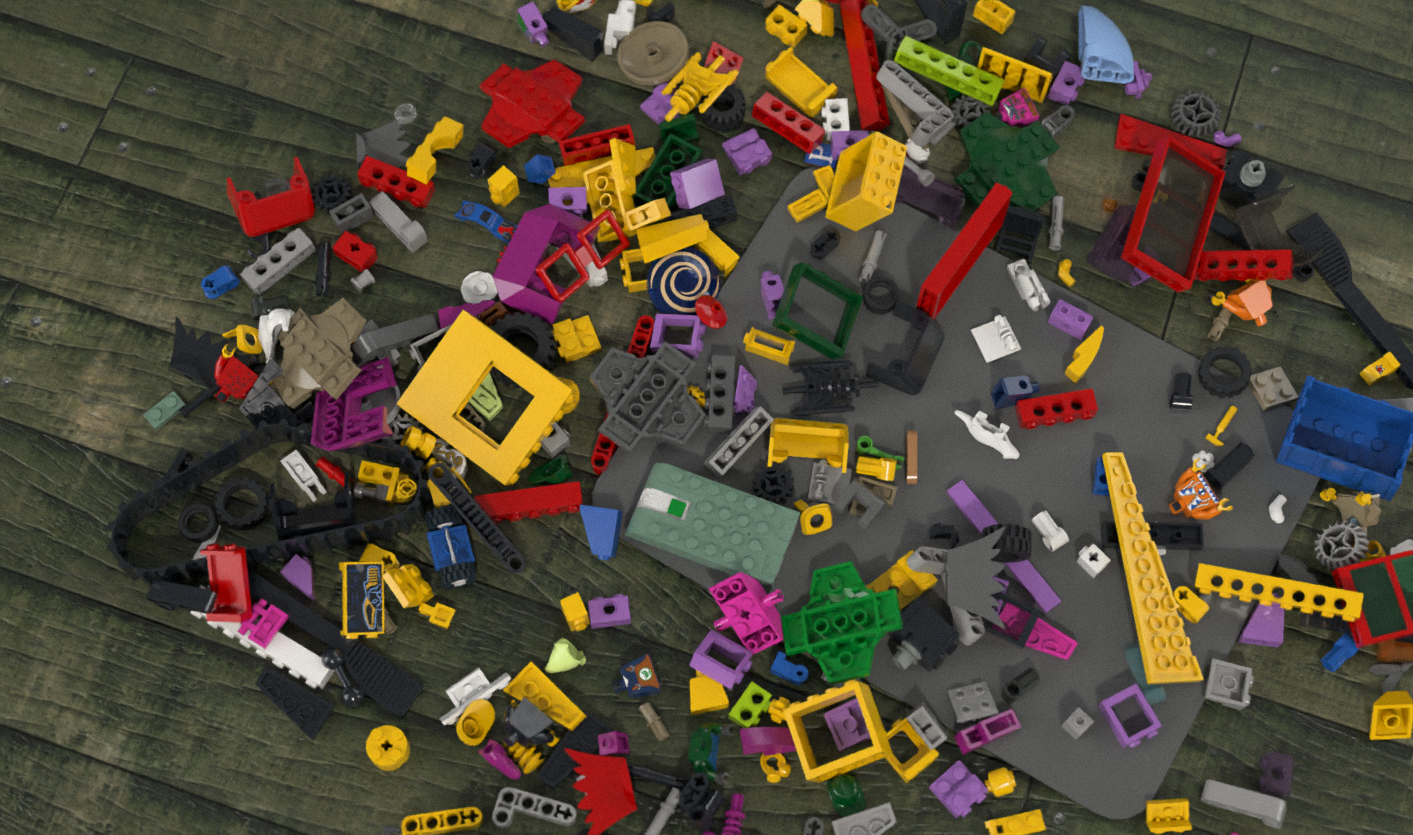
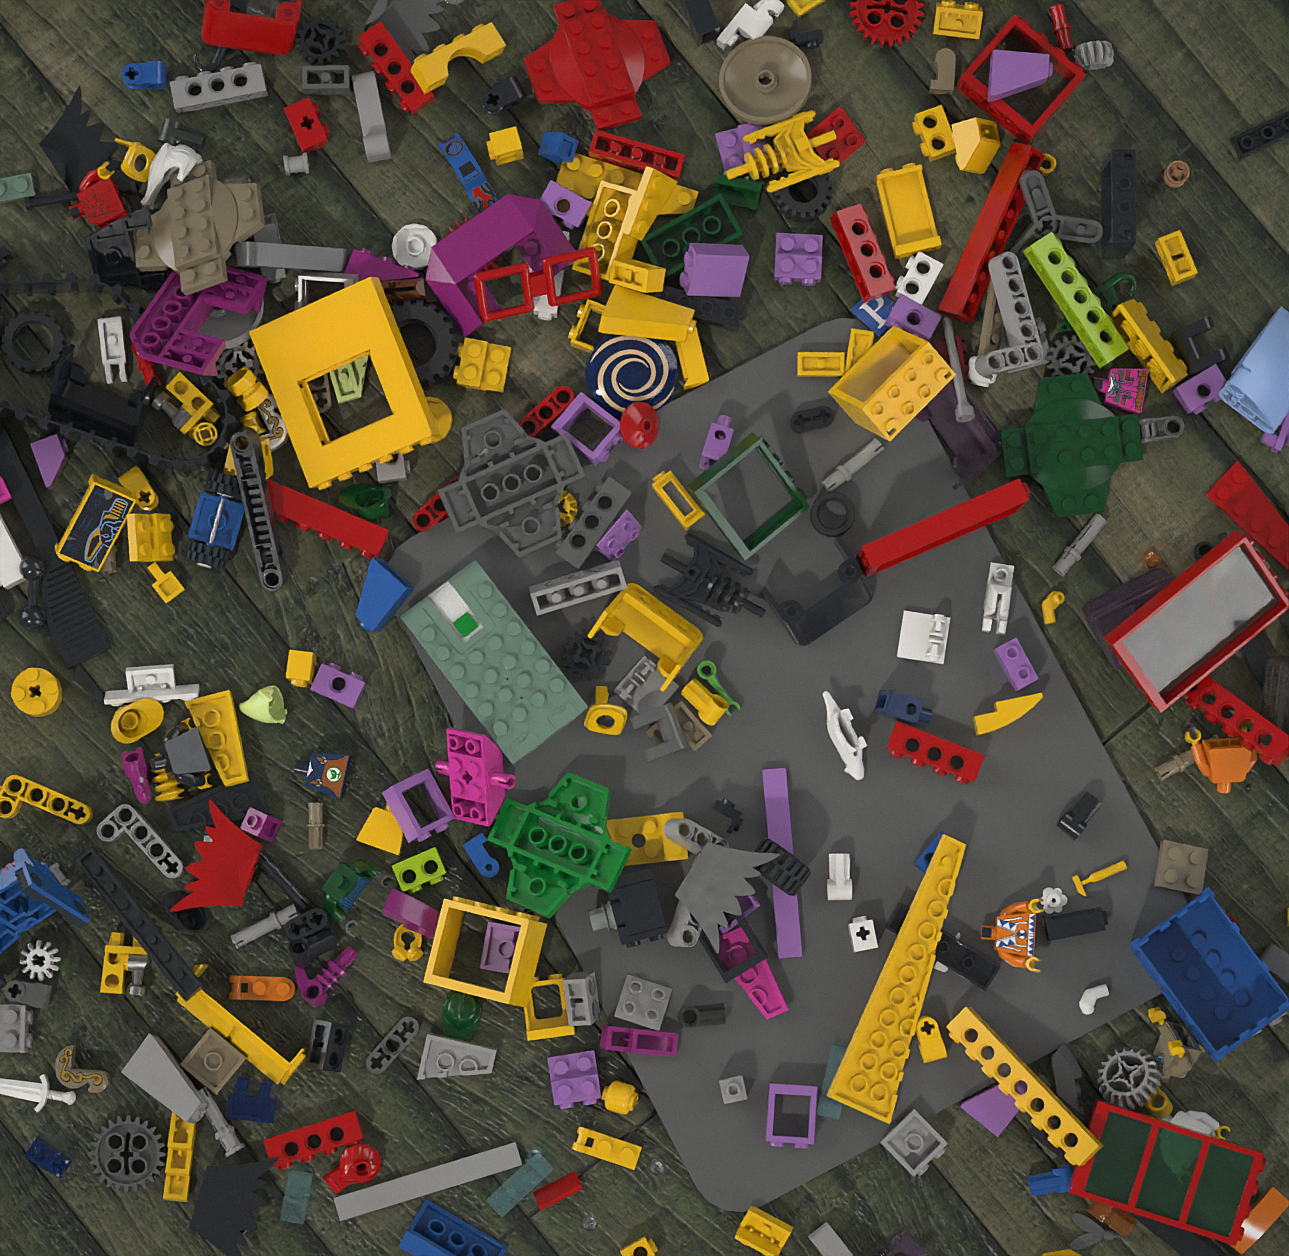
camera: 30 degrees right, 15 degrees up
(323, 269) = (261, 126): black pin -> none
(776, 709) = (446, 890): yellow gear -> none
(911, 457) = (748, 712): medium nougat beam -> none
(1024, 224) = (1040, 523): black plate -> none
(1229, 354) = (1151, 798): black tyre -> none

